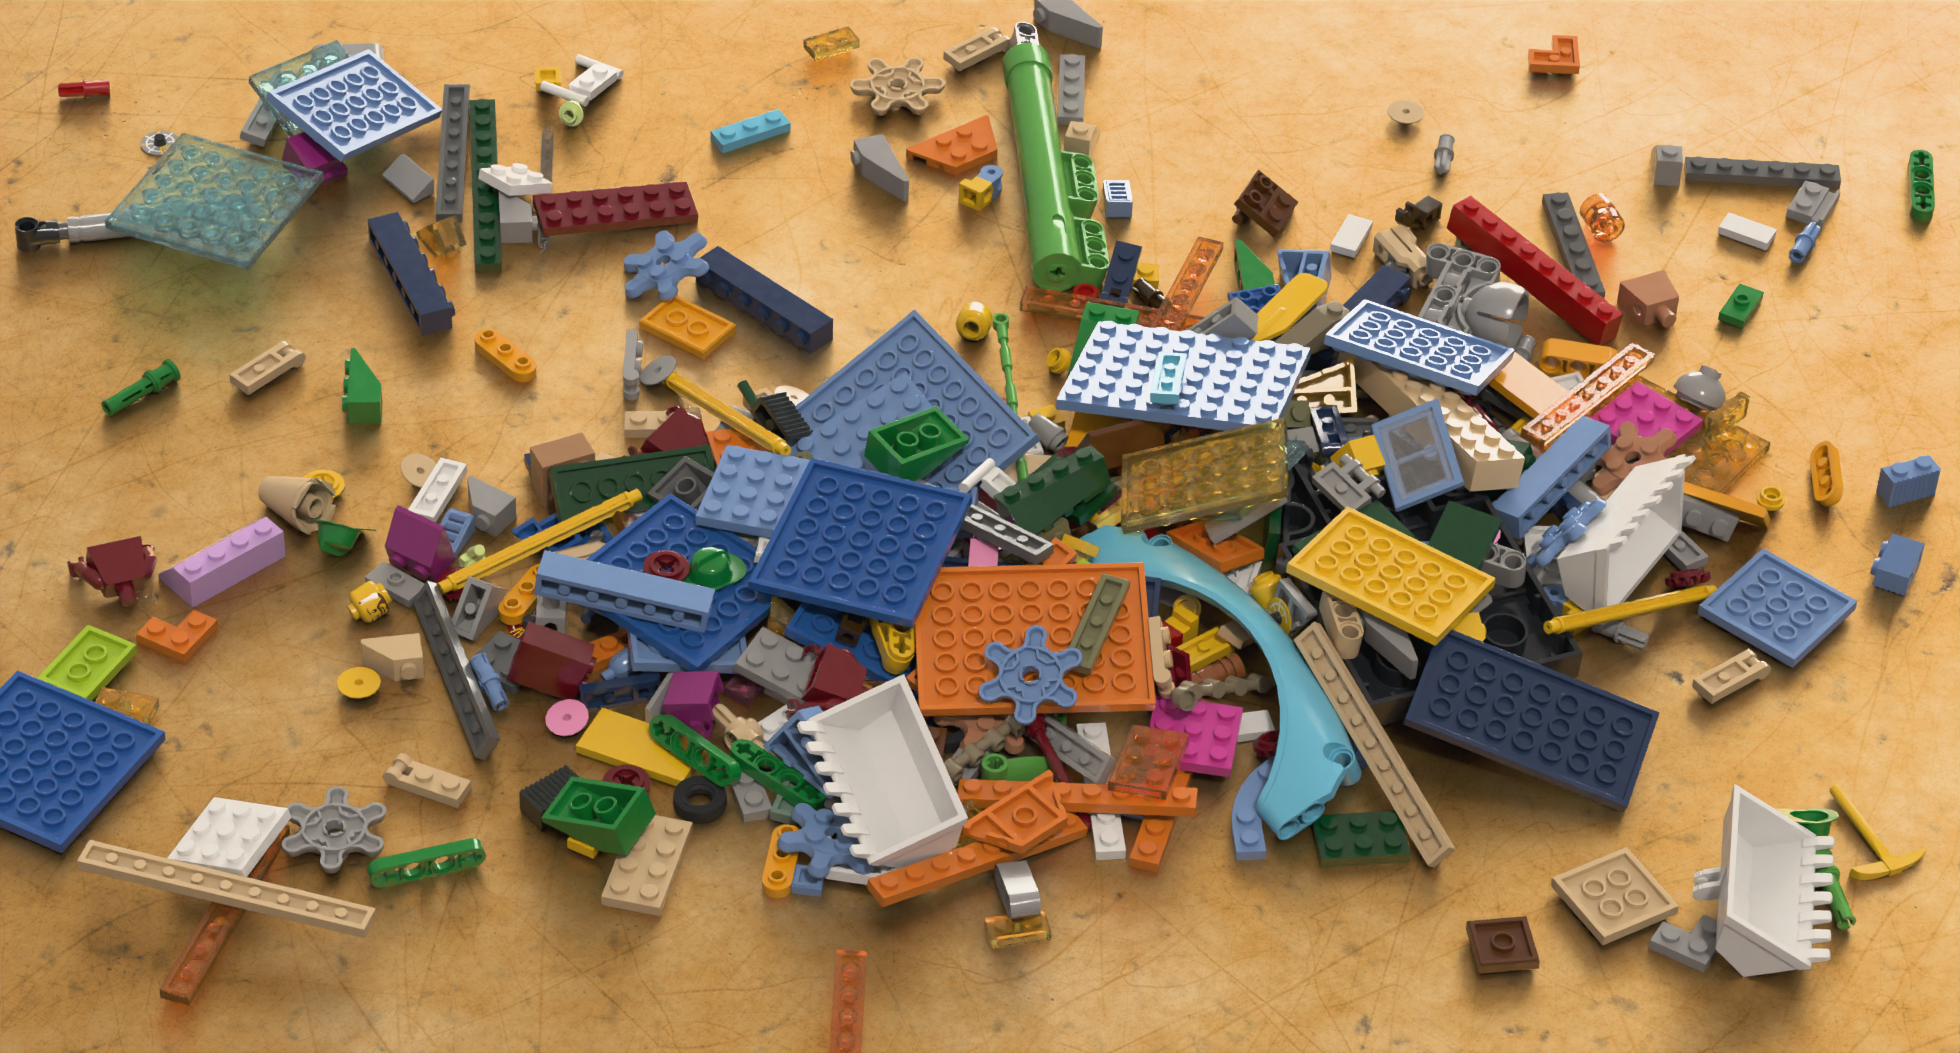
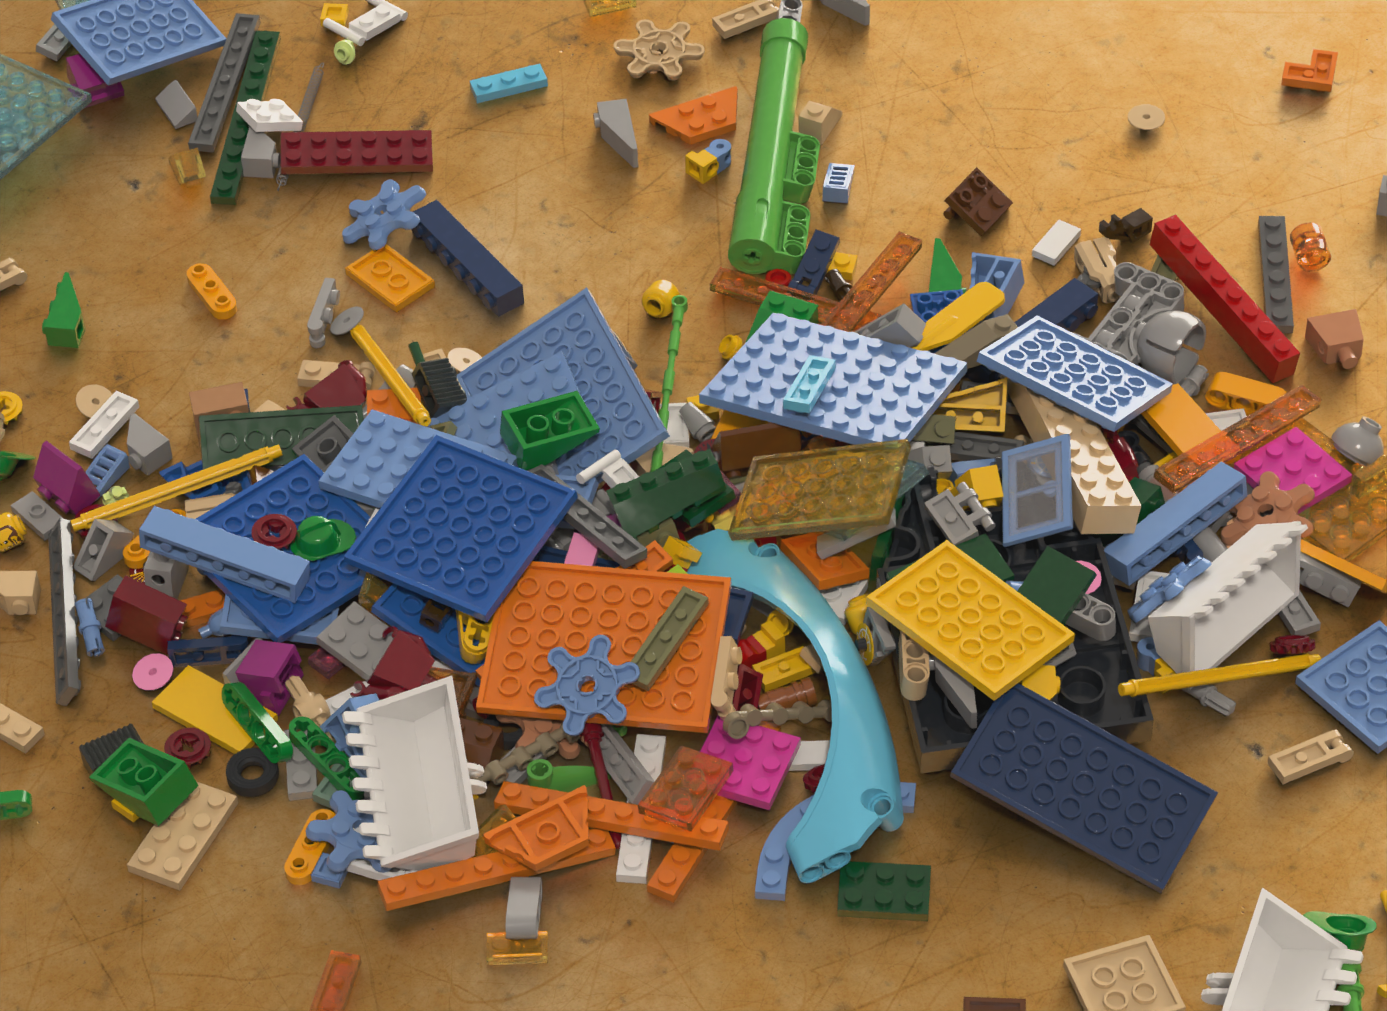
camera: 15 degrees right, 5 degrees up
(410, 273) = (147, 200): dark blue brick -> none
(1071, 88) = (826, 67): light grey plate -> none
(1328, 429) = (967, 447): dark blue plate -> none
(1374, 745) = (918, 795): tan plate -> none
(1444, 153) = (1172, 164): light grey axle -> none

